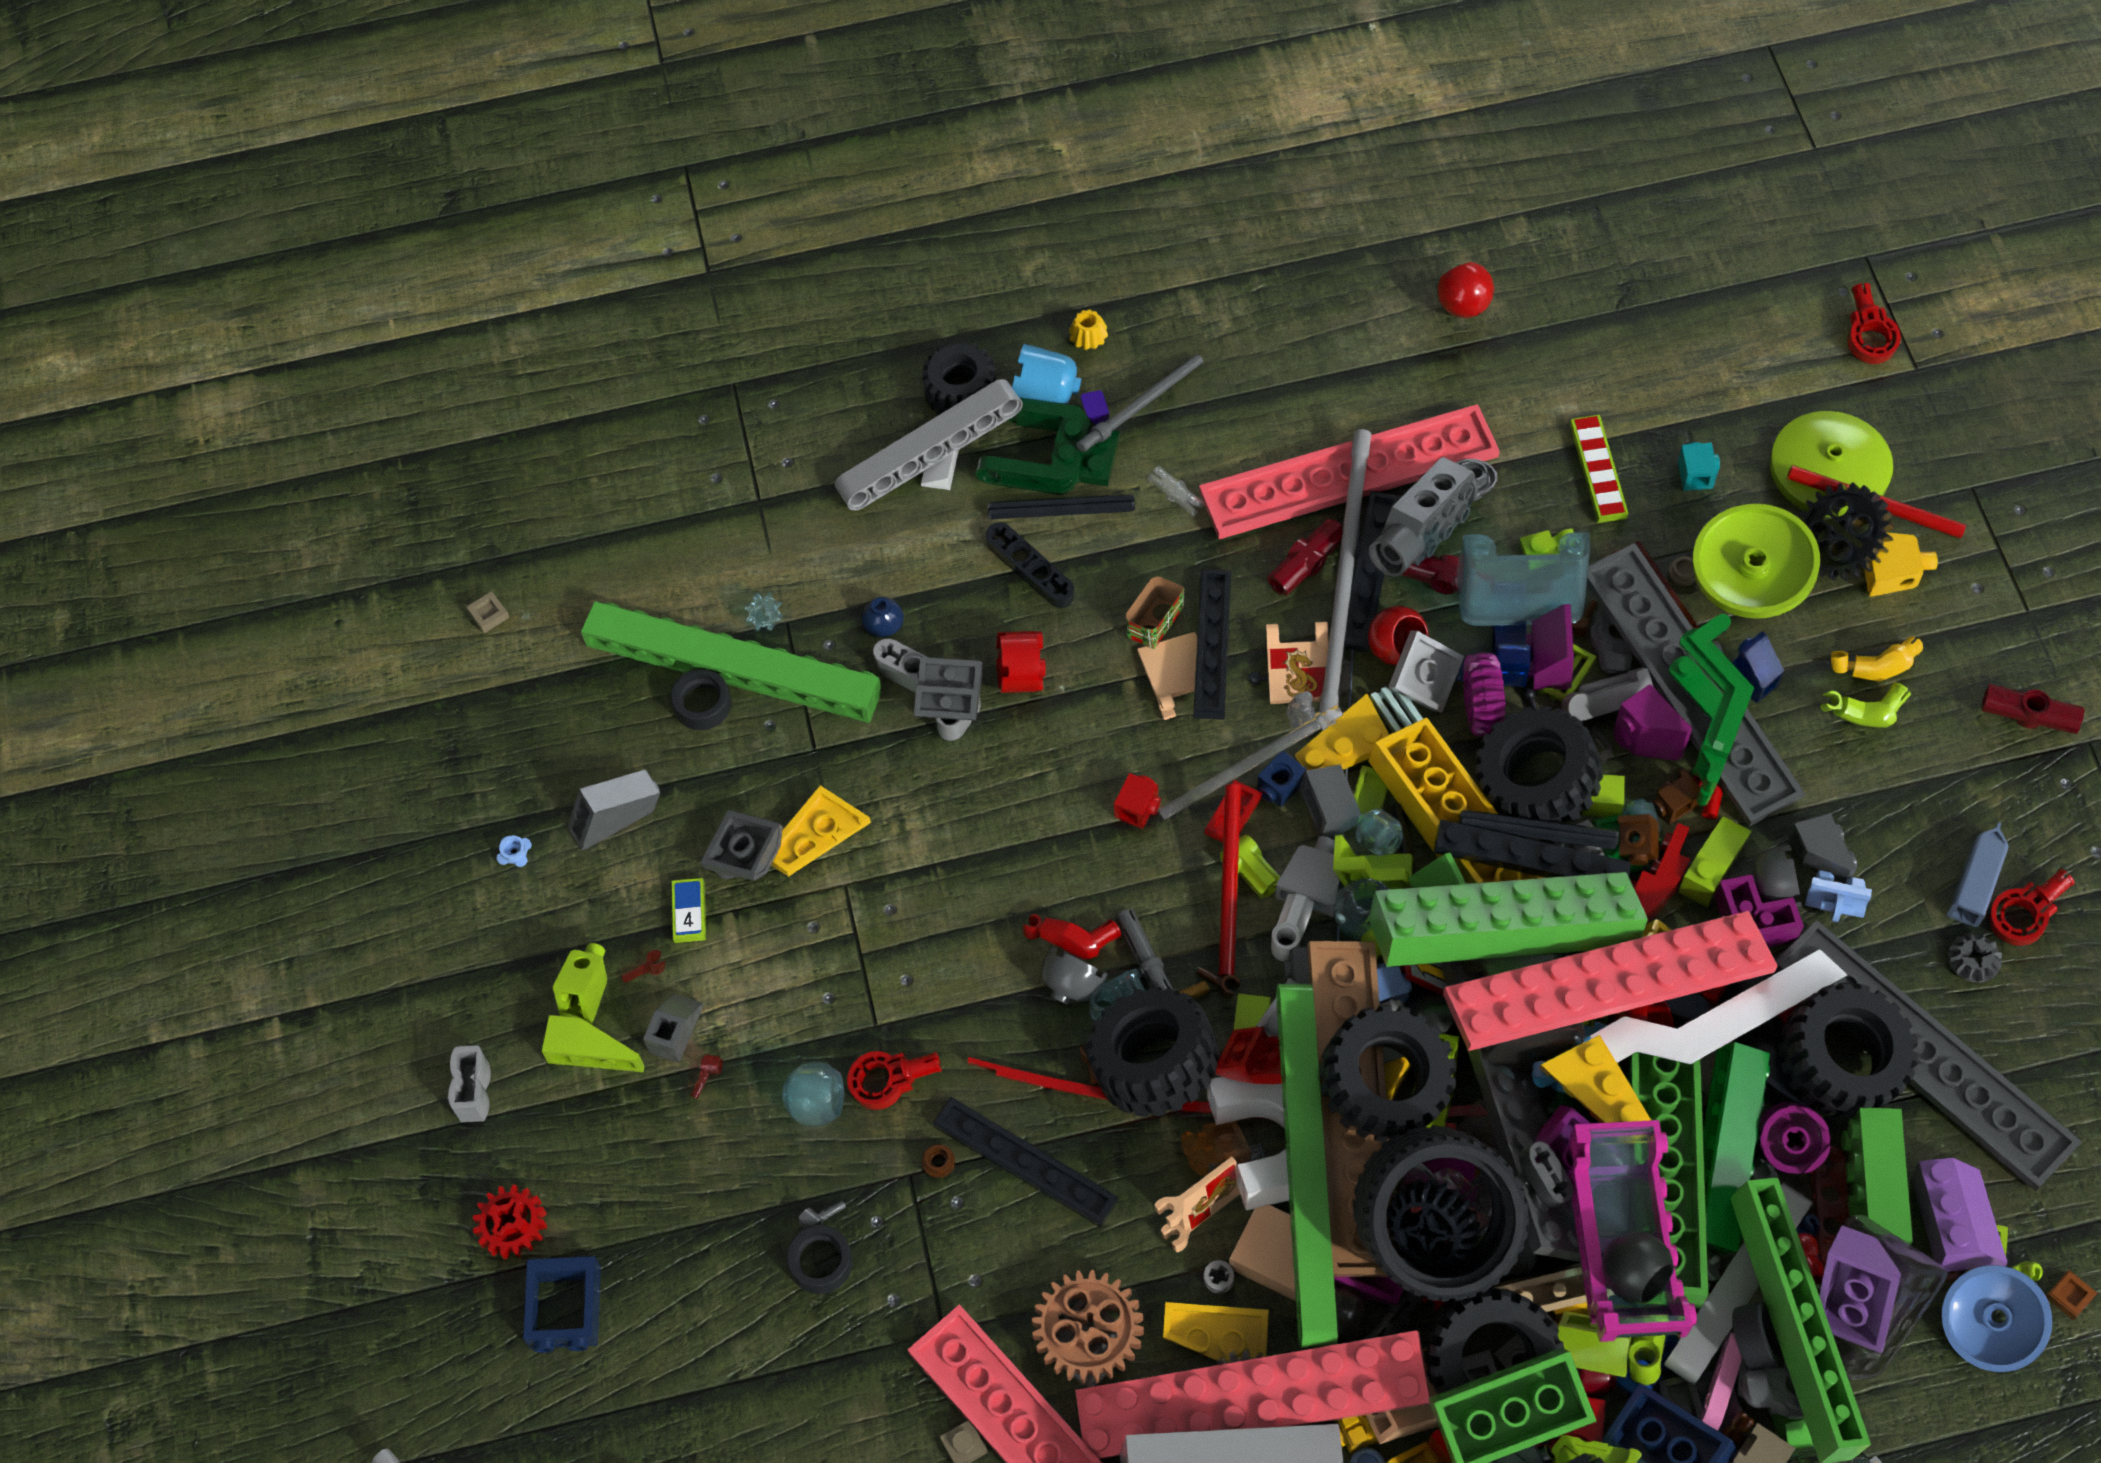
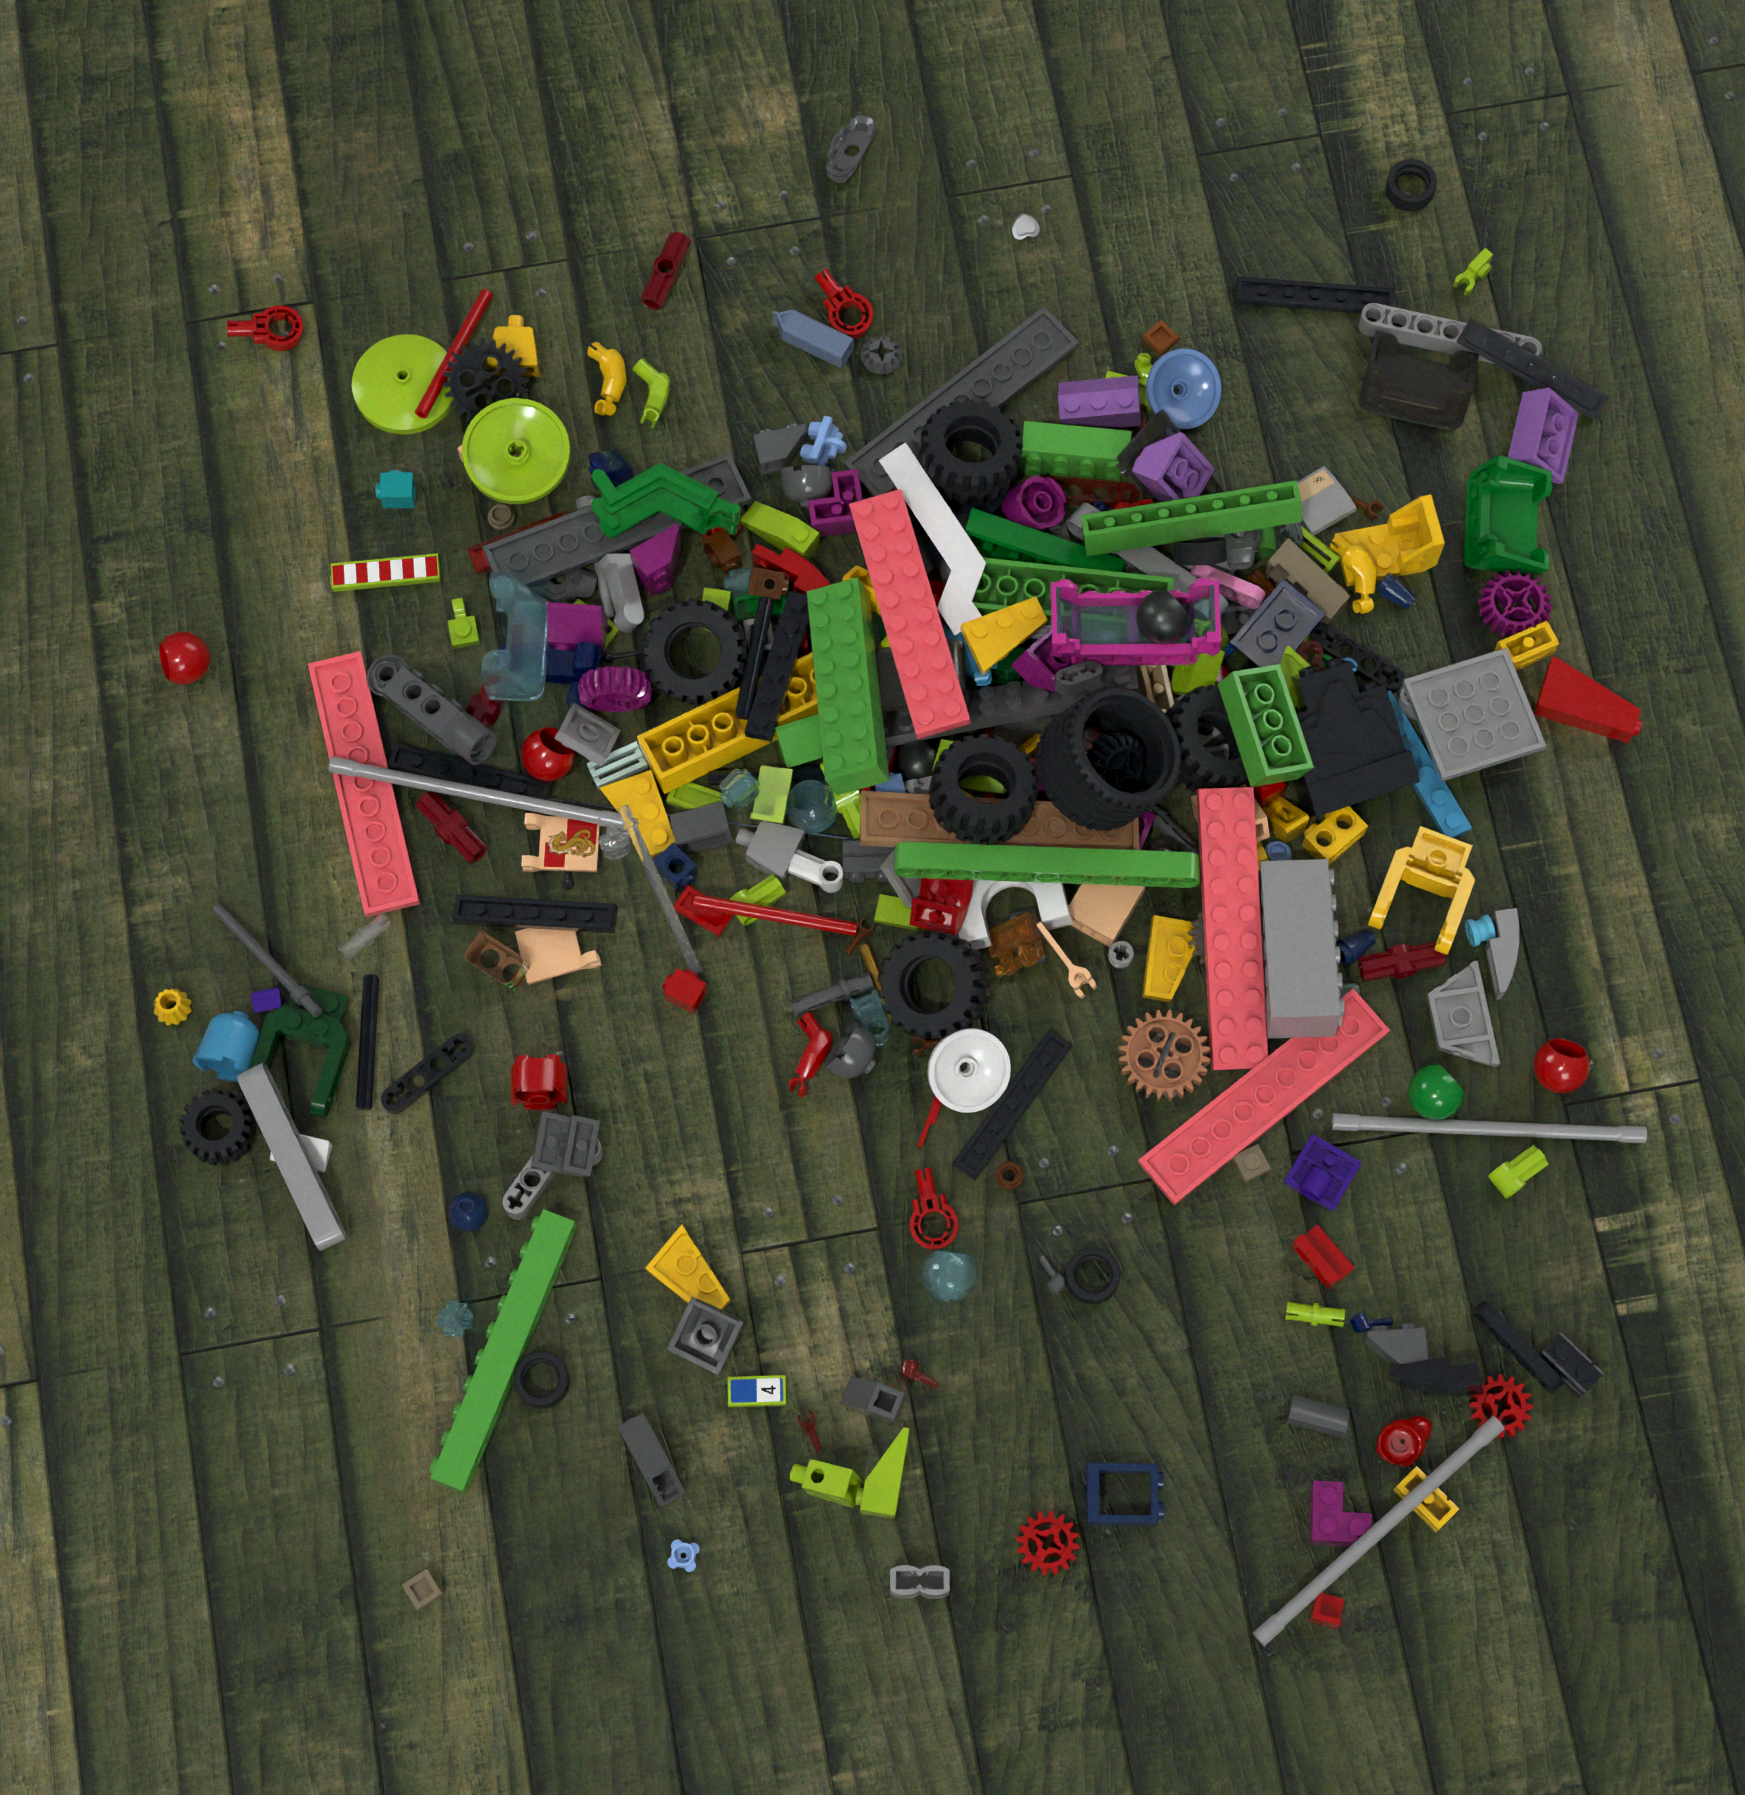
camera: 90 degrees left, 10 degrees up
(1040, 1099) = (982, 1080): none -> white dish

